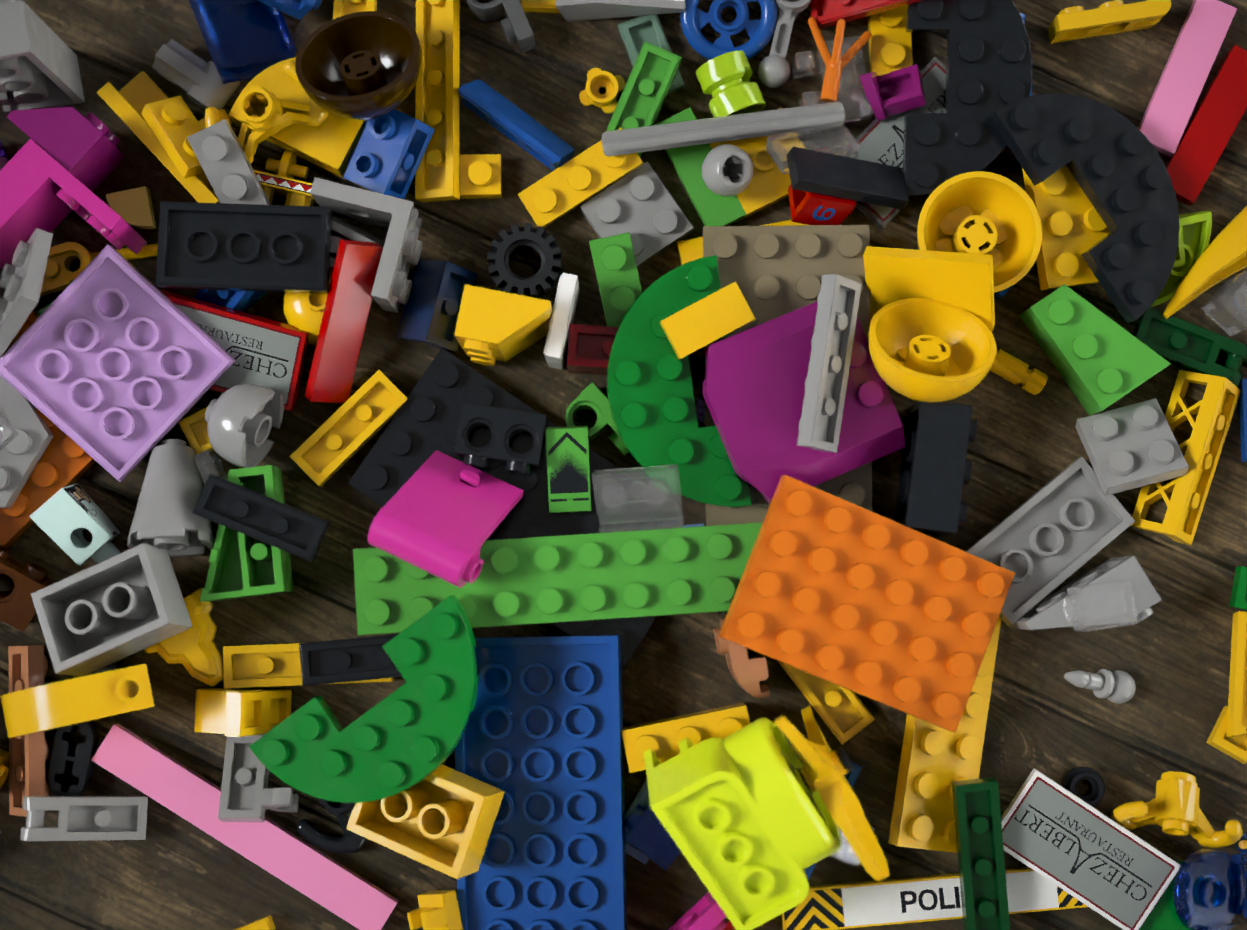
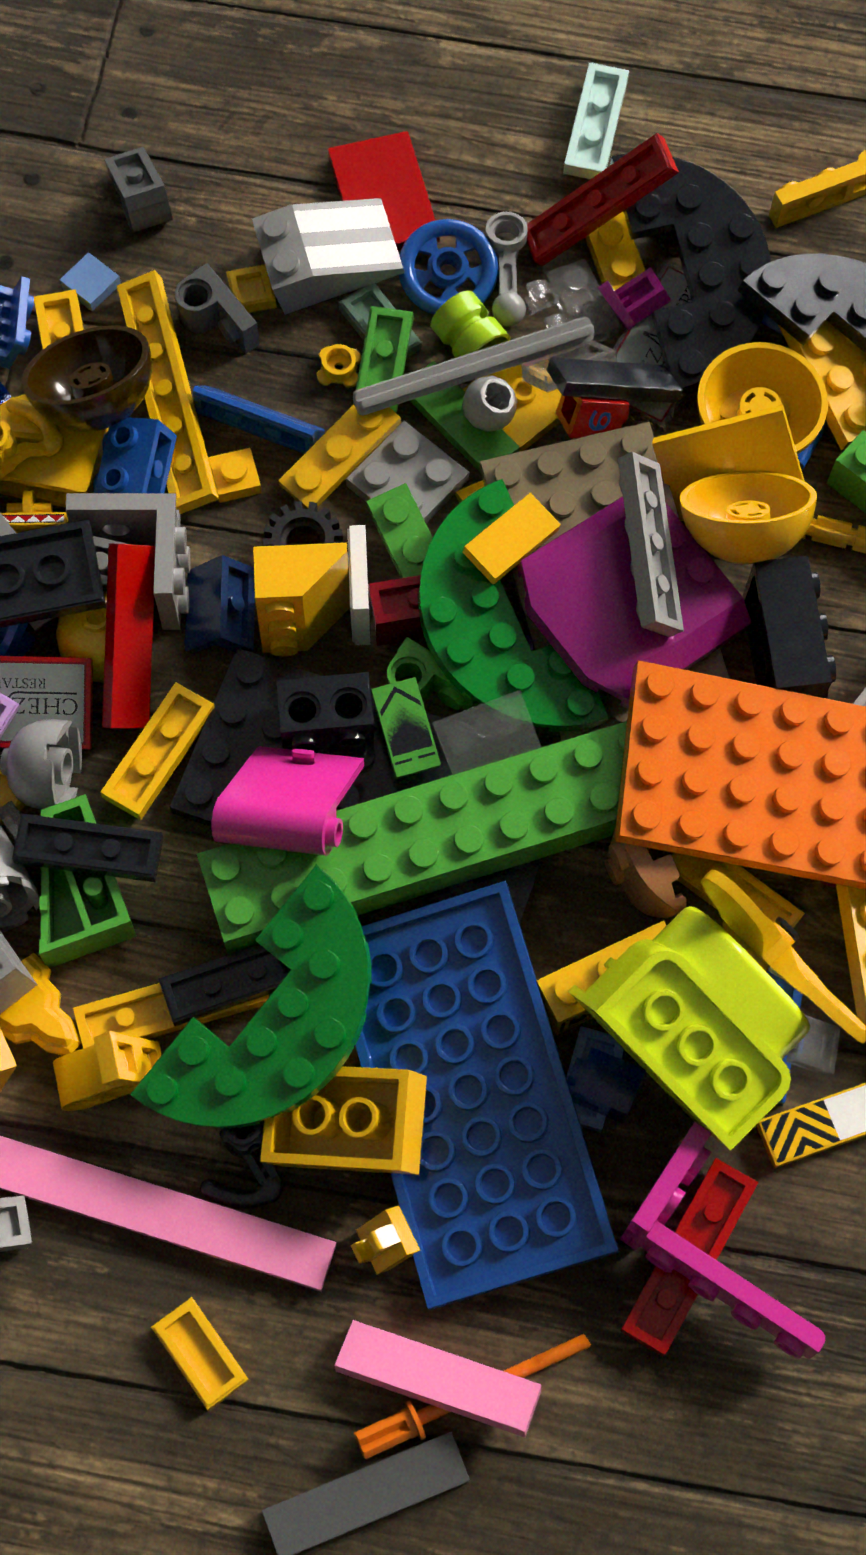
camera: 15 degrees left, 15 degrees down
(245, 785) = (133, 1149): light grey plate -> none
(834, 63) = (569, 284): orange plant -> none

